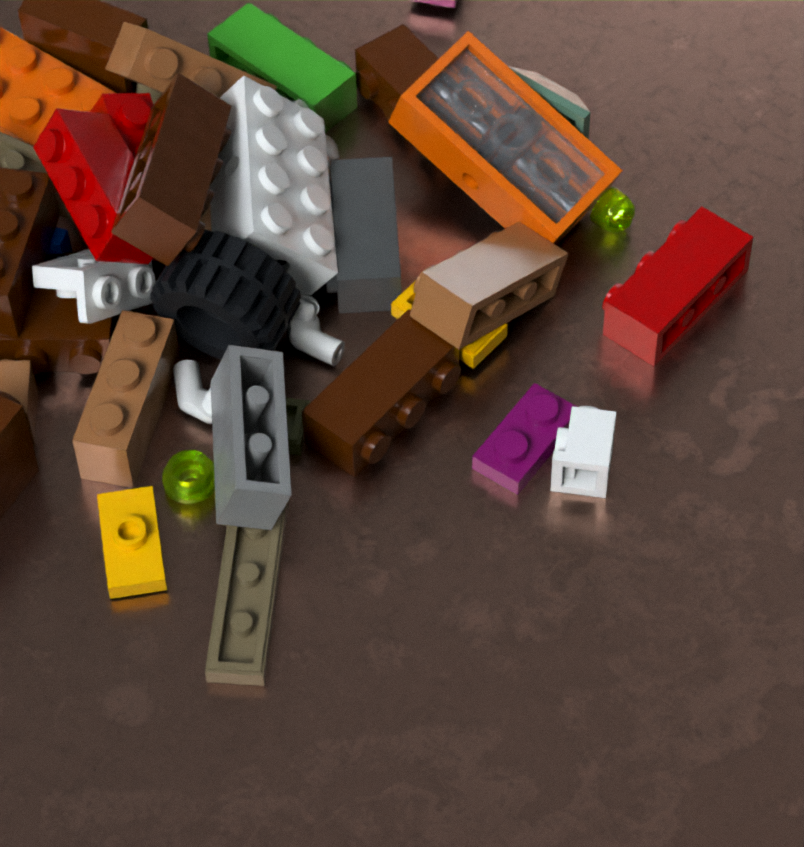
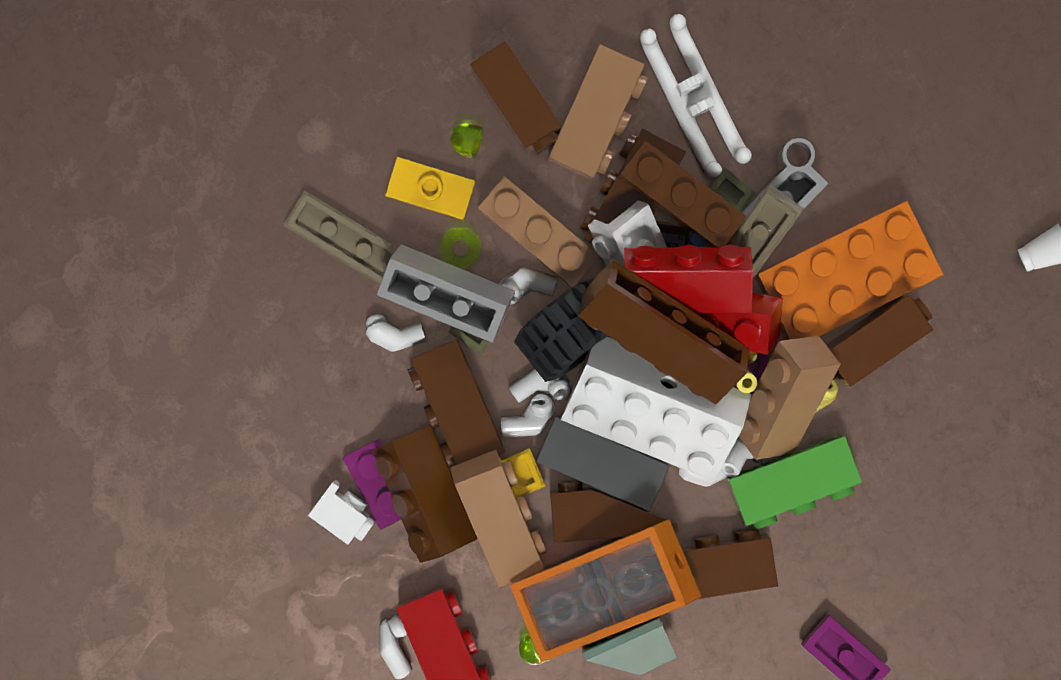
camera: 115 degrees right, 35 degrees up
(48, 524) = (467, 139): none -> clear neon green hinge
(339, 496) = (390, 337): none -> white arm
(351, 322) = (532, 420): none -> white arm
(430, 211) = (593, 515): none -> reddish brown slope
(506, 372) = (424, 494): none -> reddish brown brick
(705, 342) = (389, 647): none -> white arm

